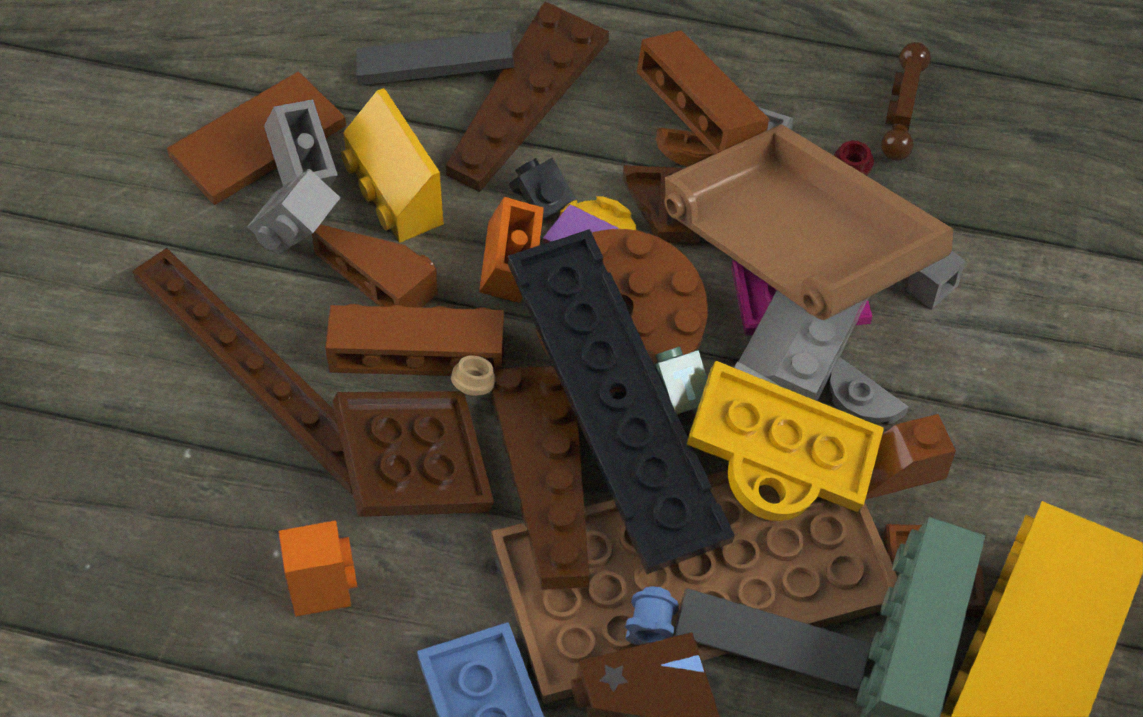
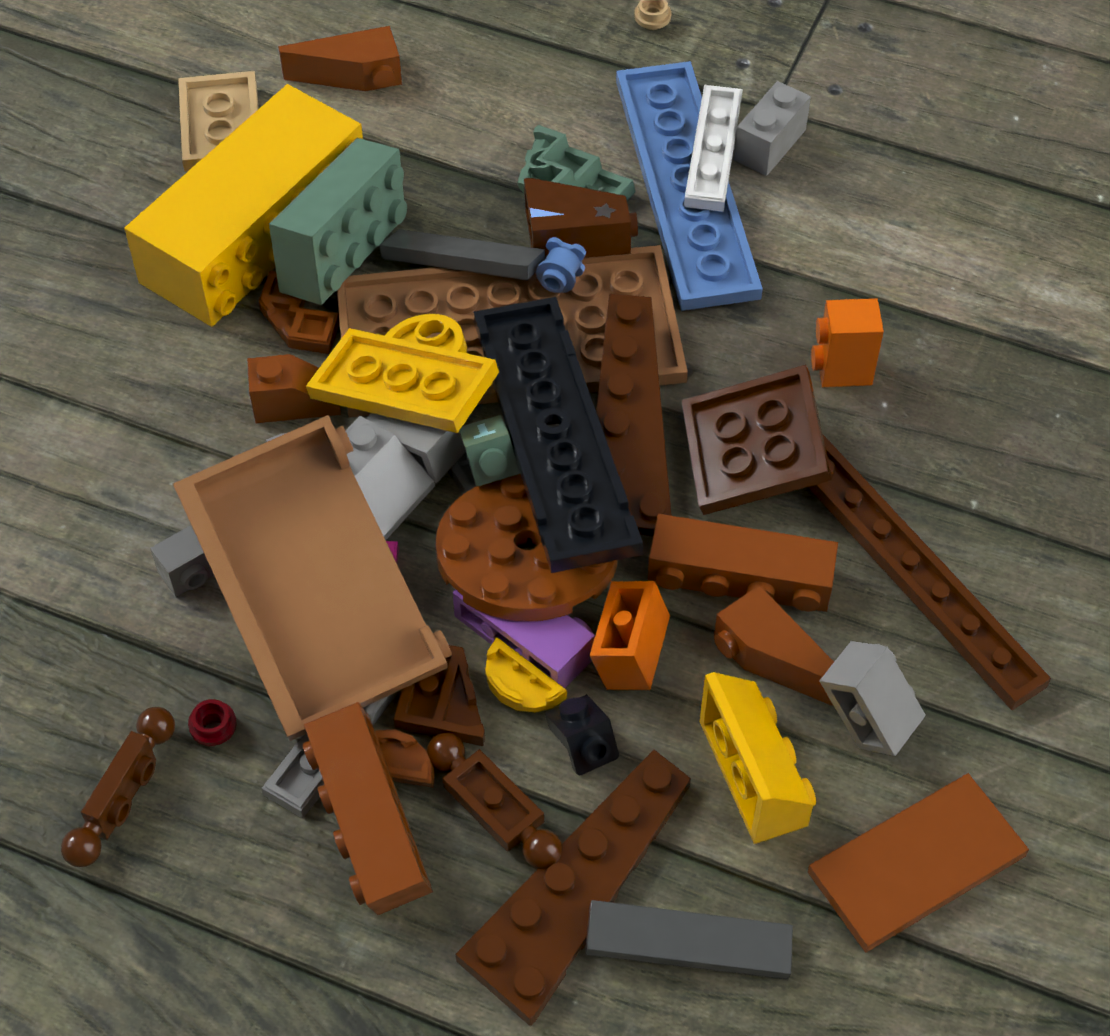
camera: 170 degrees left, 0 degrees up
(299, 142) = (866, 786): light grey brick -> none
(473, 376) = (689, 496): tan plate -> none
(603, 128) = (494, 801): none -> reddish brown plate

